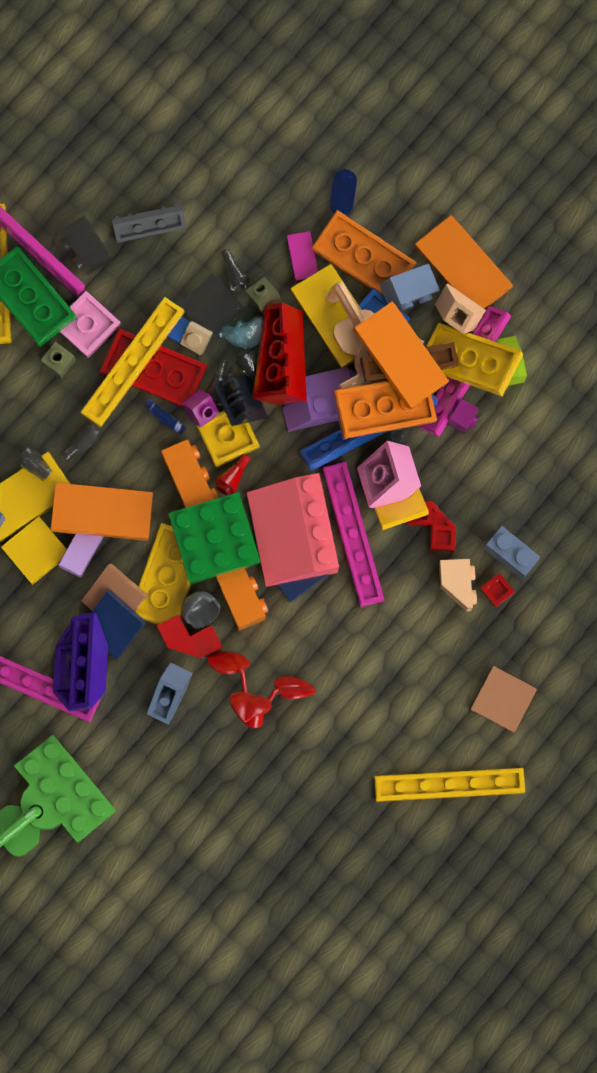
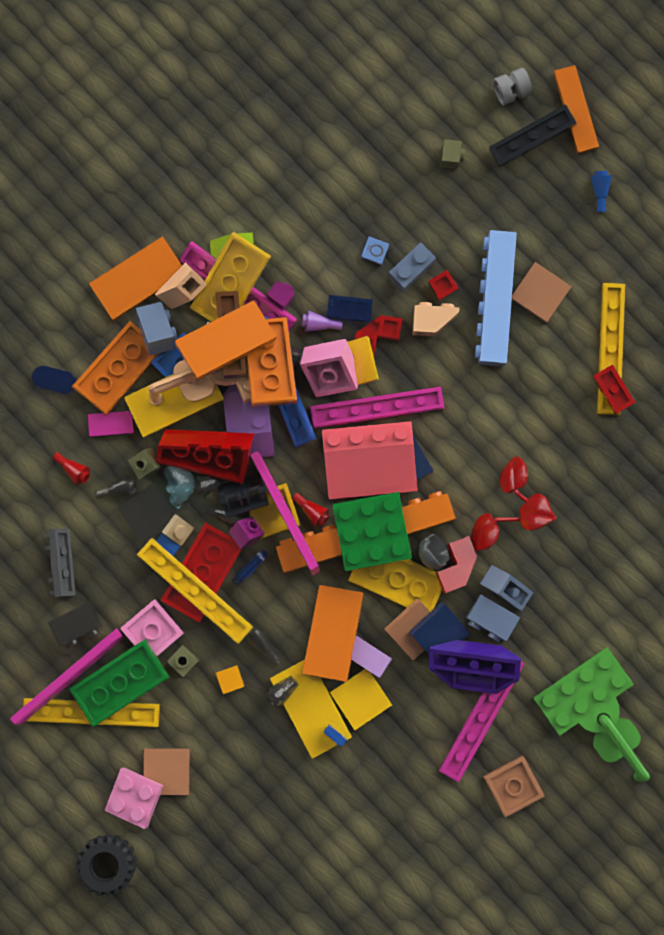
camera: 85 degrees left, 5 degrees up
(43, 411) = (230, 679): none -> light orange tile
(134, 680) = (492, 618): none -> sand blue brick
(224, 444) = (285, 513): none -> dark pink tile
(247, 227) = (77, 472): none -> red cone
(402, 788) = (613, 389): none -> red plate
(439, 456) = (315, 322): none -> medium lavender cone
(458, 491) = (349, 308): none -> clear blue plate
(490, 649) = (496, 298): none -> light blue brick
(527, 513) = (375, 251): none -> medium blue tile

